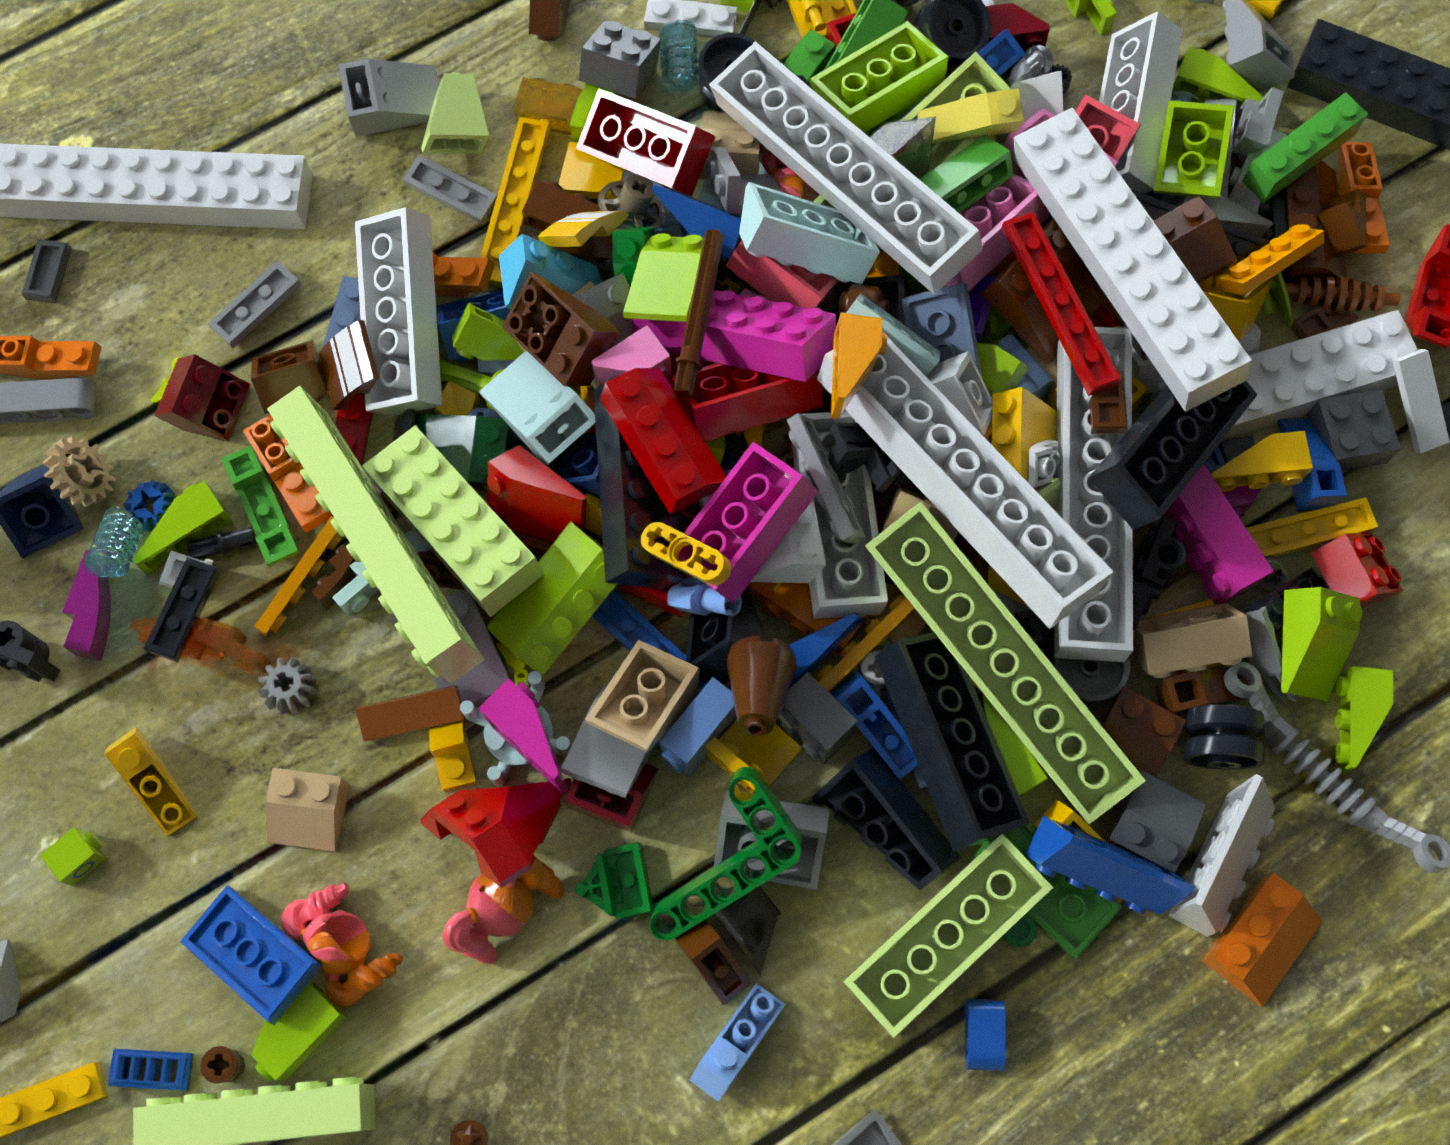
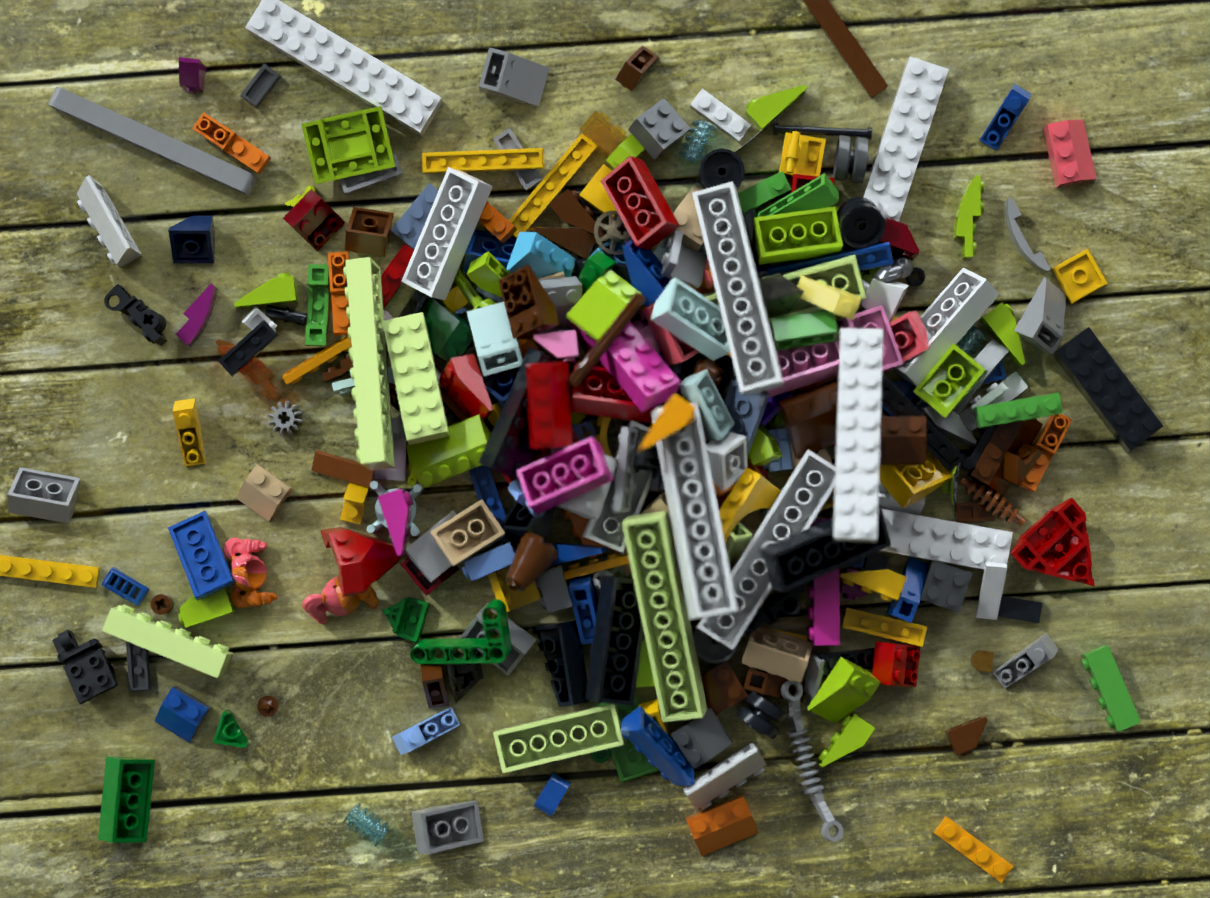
camera: 30 degrees right, 15 degrees up
(74, 856) = (132, 453): lime brick -> none
(79, 471) = (226, 233): tan gear -> none
(114, 544) = (227, 287): clear light blue piece -> none
(157, 492) = (263, 262): blue gear -> none
(203, 276) = (348, 145): none -> lime slope
(348, 365) = (404, 250): reddish brown slope -> none
(424, 198) = (484, 160): none -> yellow tile
(456, 118) = (543, 113): yellowish green slope -> none
(580, 227) = (575, 239): yellow slope -> none
(693, 564) = (532, 481): yellow beam -> none
(1043, 462) = (748, 520): white slope -> none
(1061, 304) = (809, 439): red tile -> none
(1109, 410) = (801, 511): reddish brown tile -> none
(1256, 123) = (1002, 378): light grey slope -> none
(1270, 260) = (950, 470): light orange plate -> none
(1280, 575) = (852, 637): dark grey bush -> none

